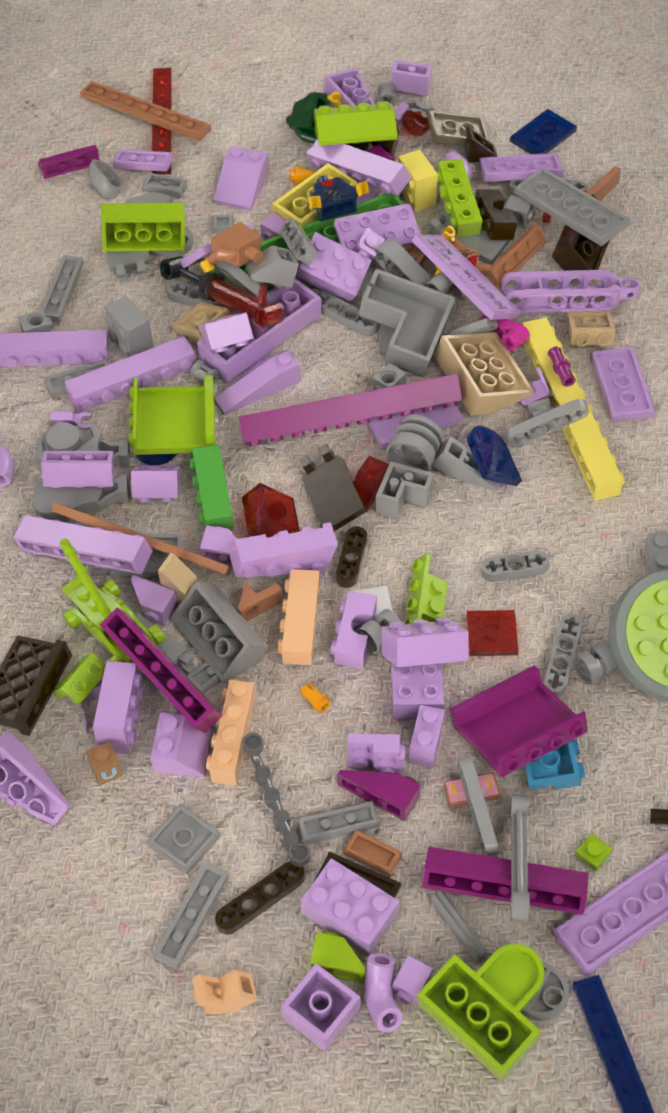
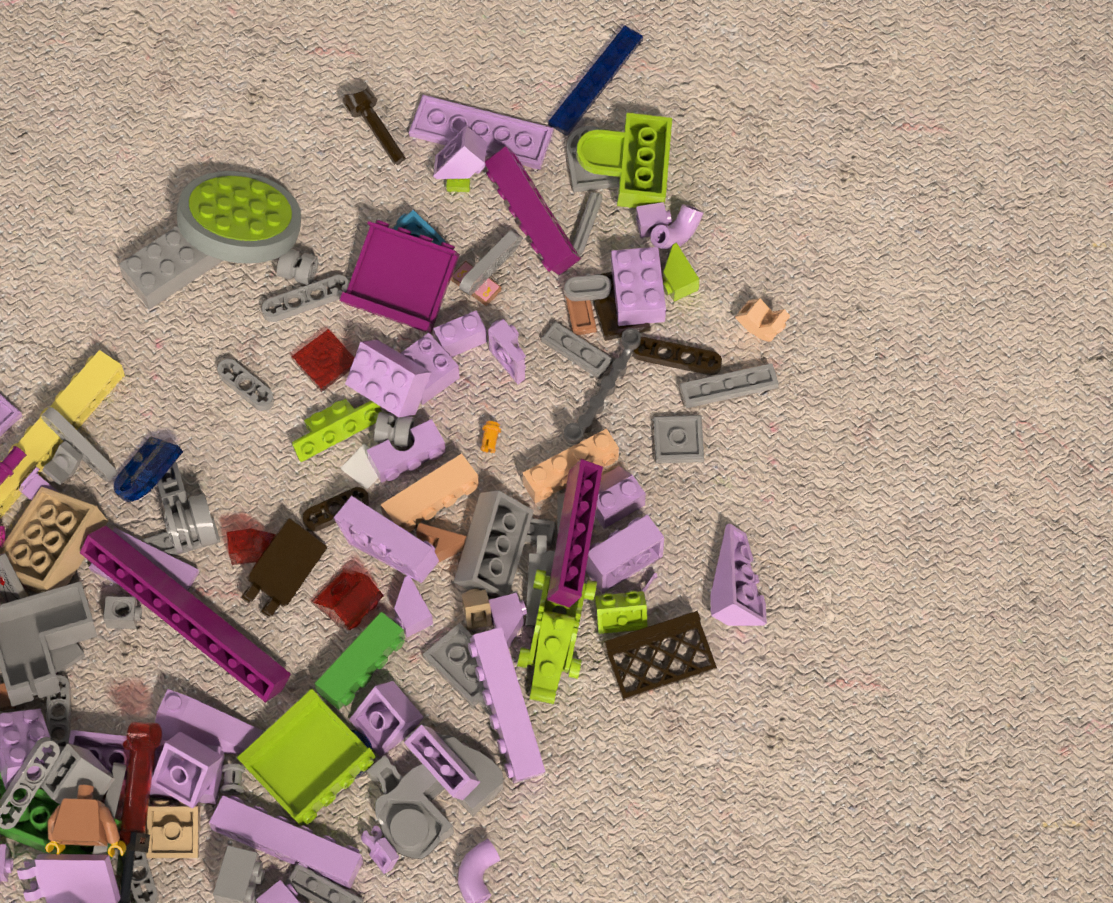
camera: 130 degrees left, 10 degrees up
(104, 763) = (674, 531): medium nougat brick -> none
(153, 542) = (461, 667): nougat tile -> none
(320, 1007) = (721, 254): lavender brick -> none
(387, 790) = (526, 321): magenta slope -> none
(388, 867) = (587, 287): none -> light grey tile
(401, 485) = (239, 513): light grey brick -> none
(519, 863) = (553, 170): light grey piece -> none
(608, 856) = (461, 156): none -> lavender slope

